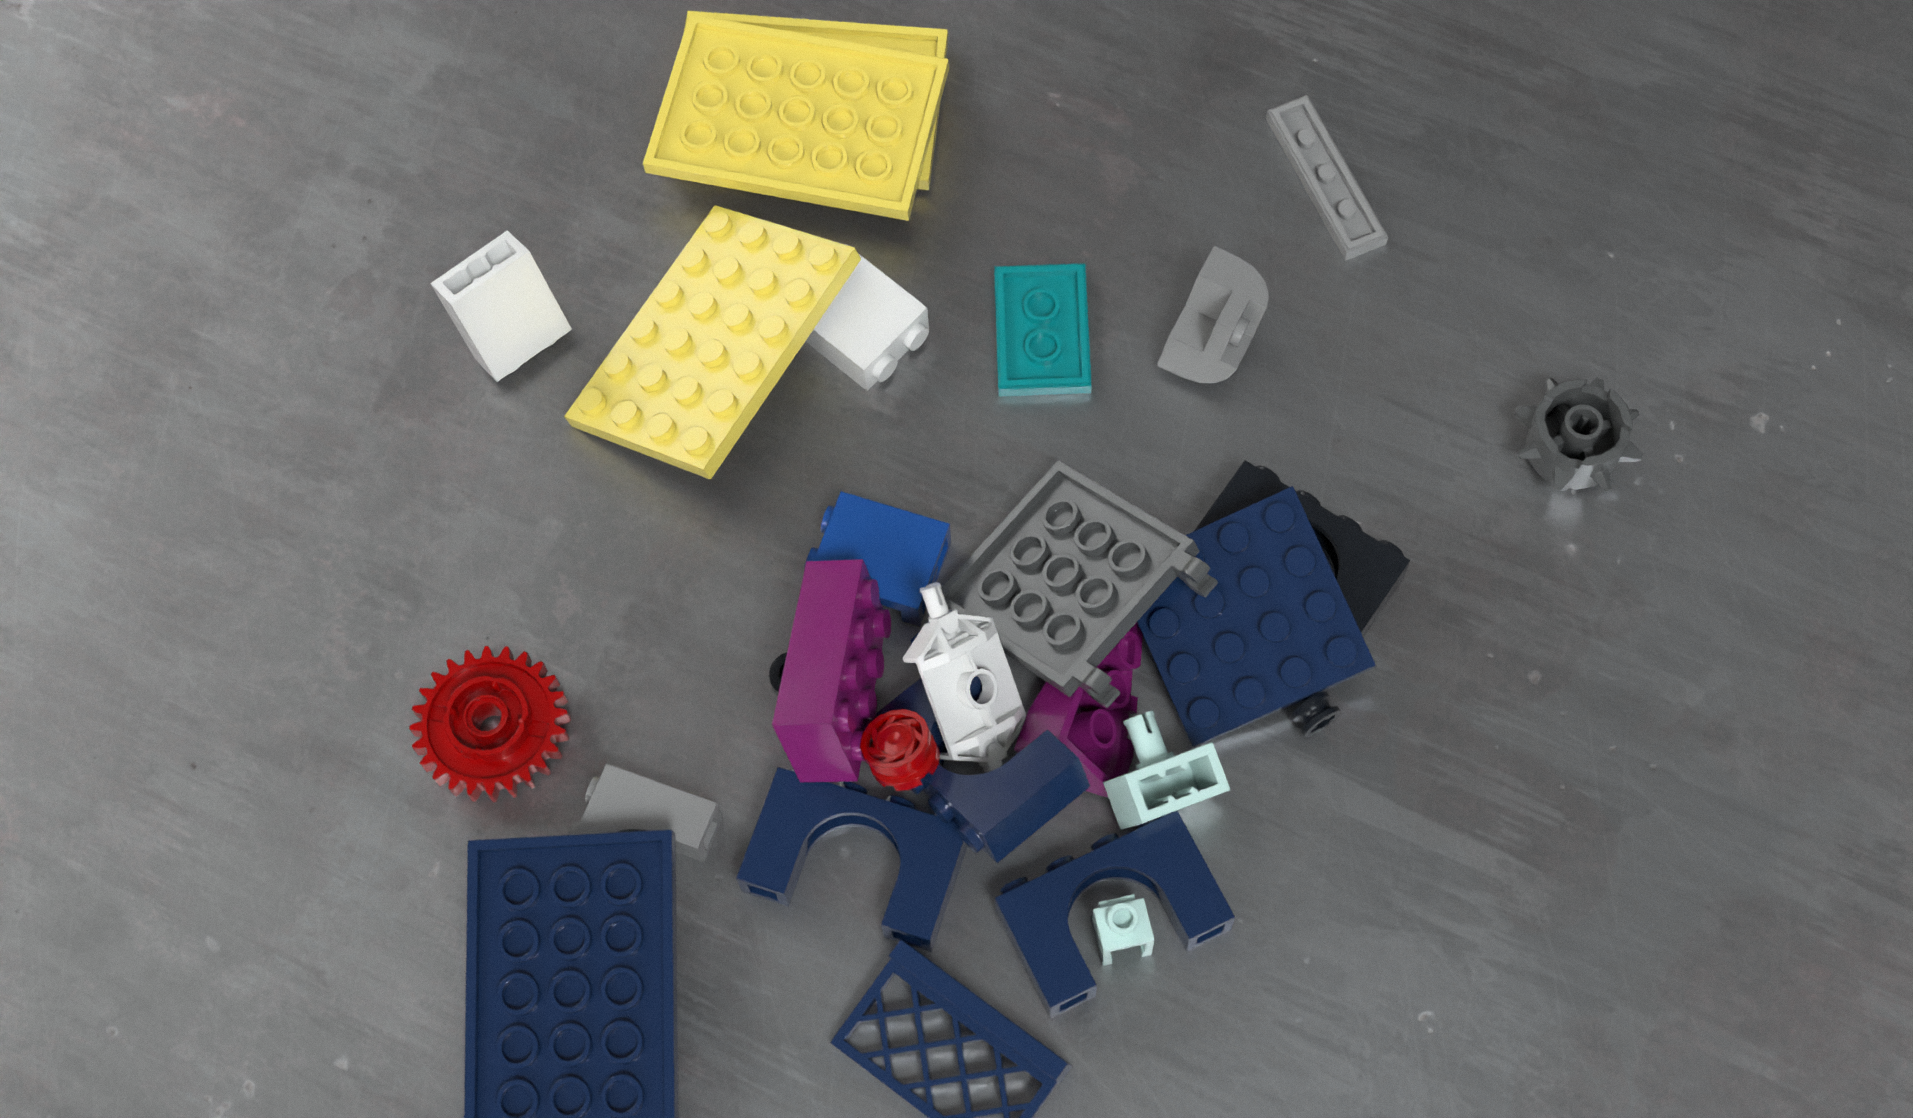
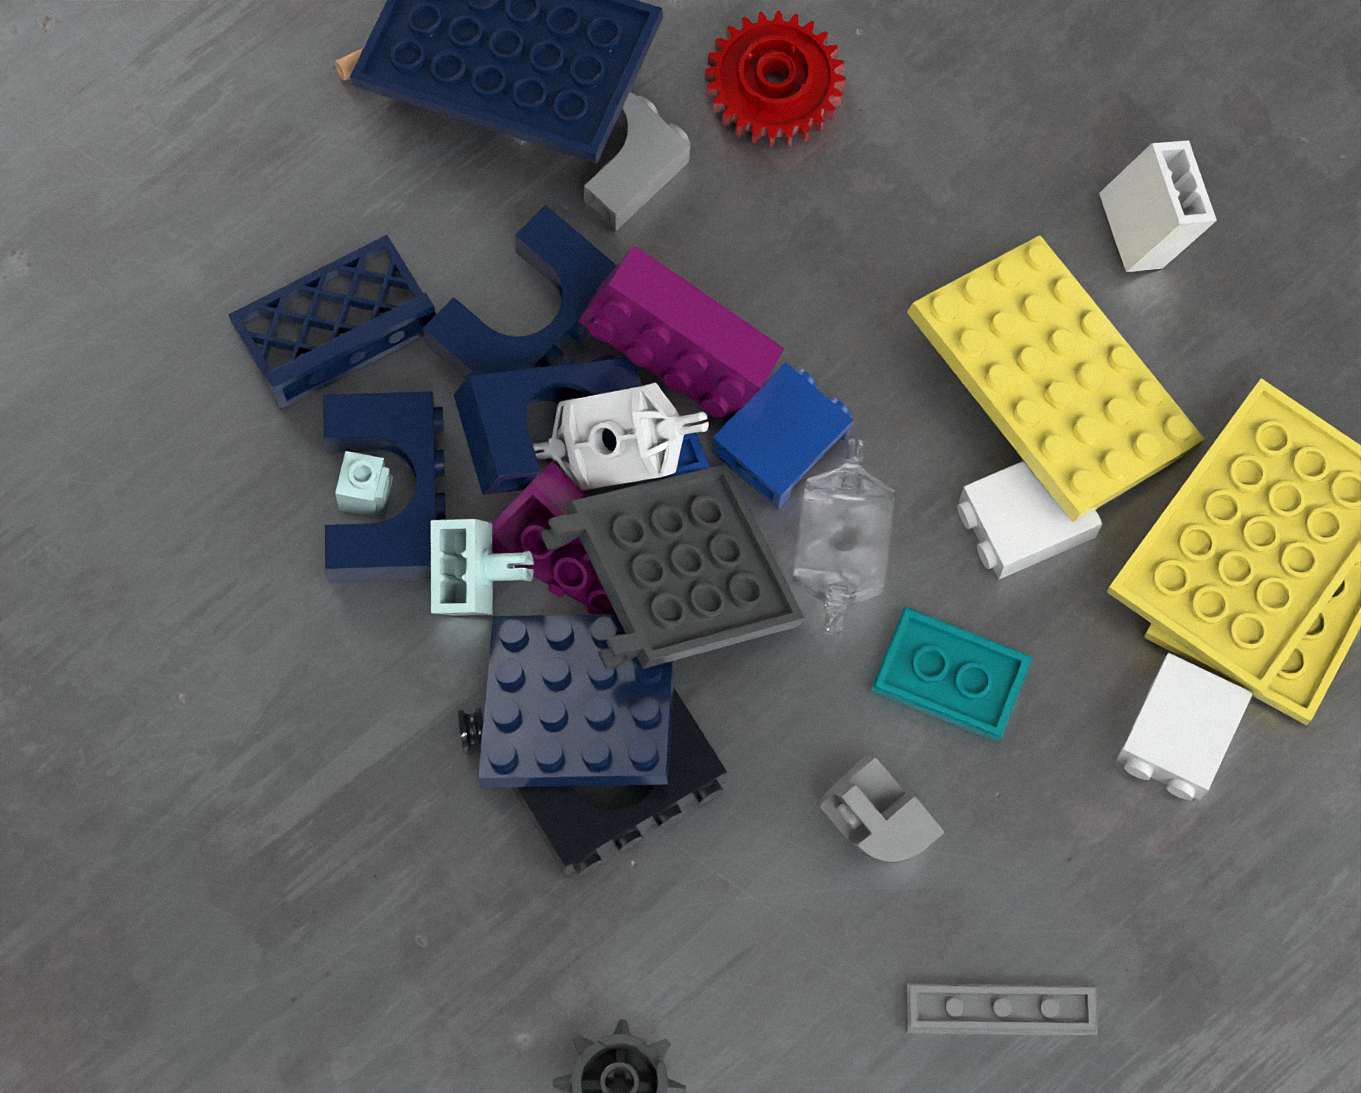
camera: 105 degrees right, 5 degrees up
(900, 749) = (581, 356): red wheel -> none
(987, 443) = (853, 503): none -> clear plate
(1003, 123) = (1184, 728): none -> white brick

